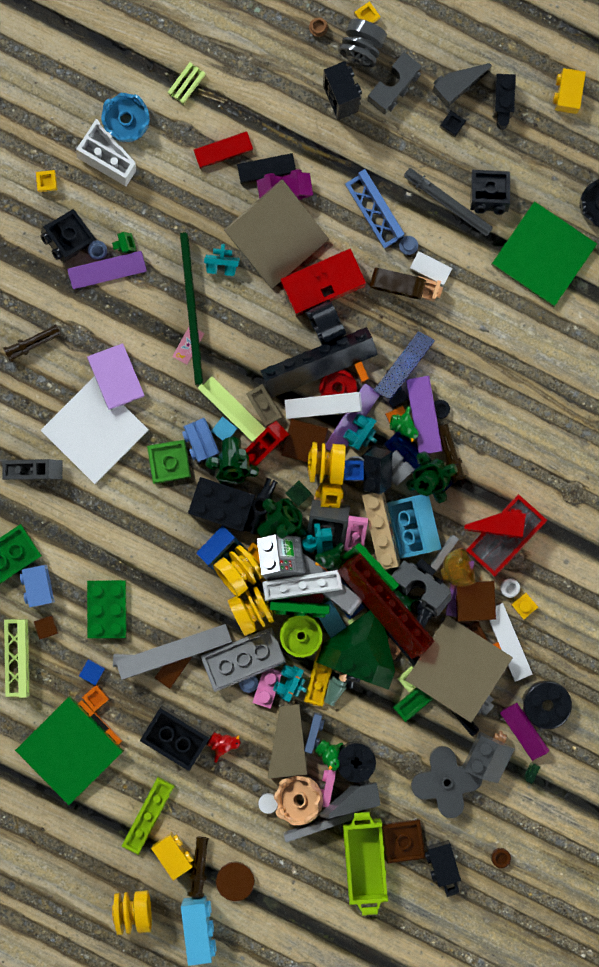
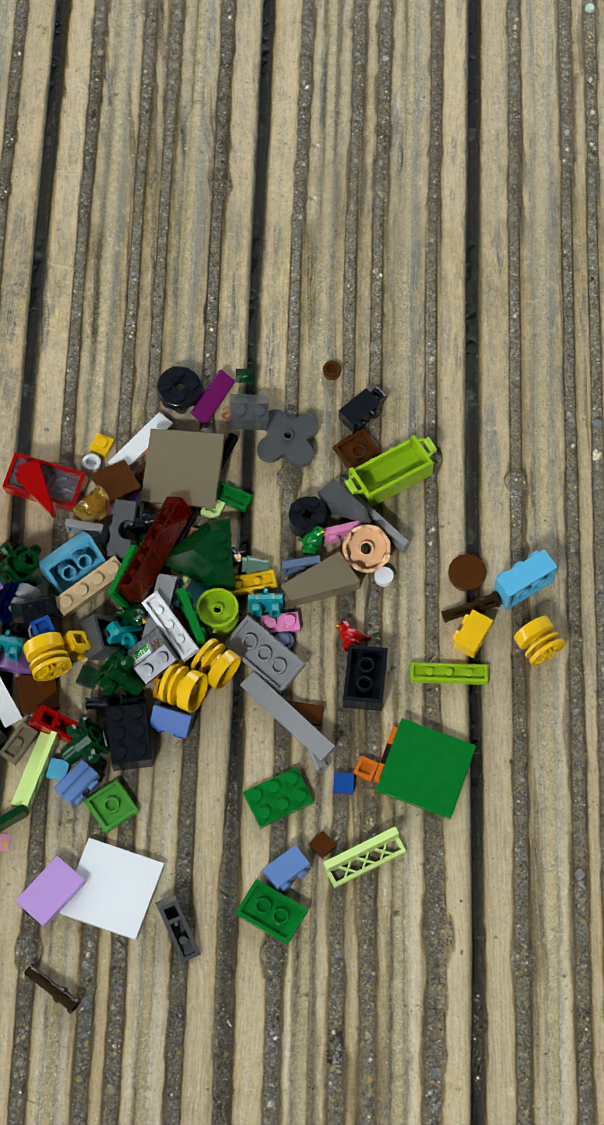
camera: 115 degrees left, 20 degrees down
(355, 532) = (100, 606): bright pink plate -> none

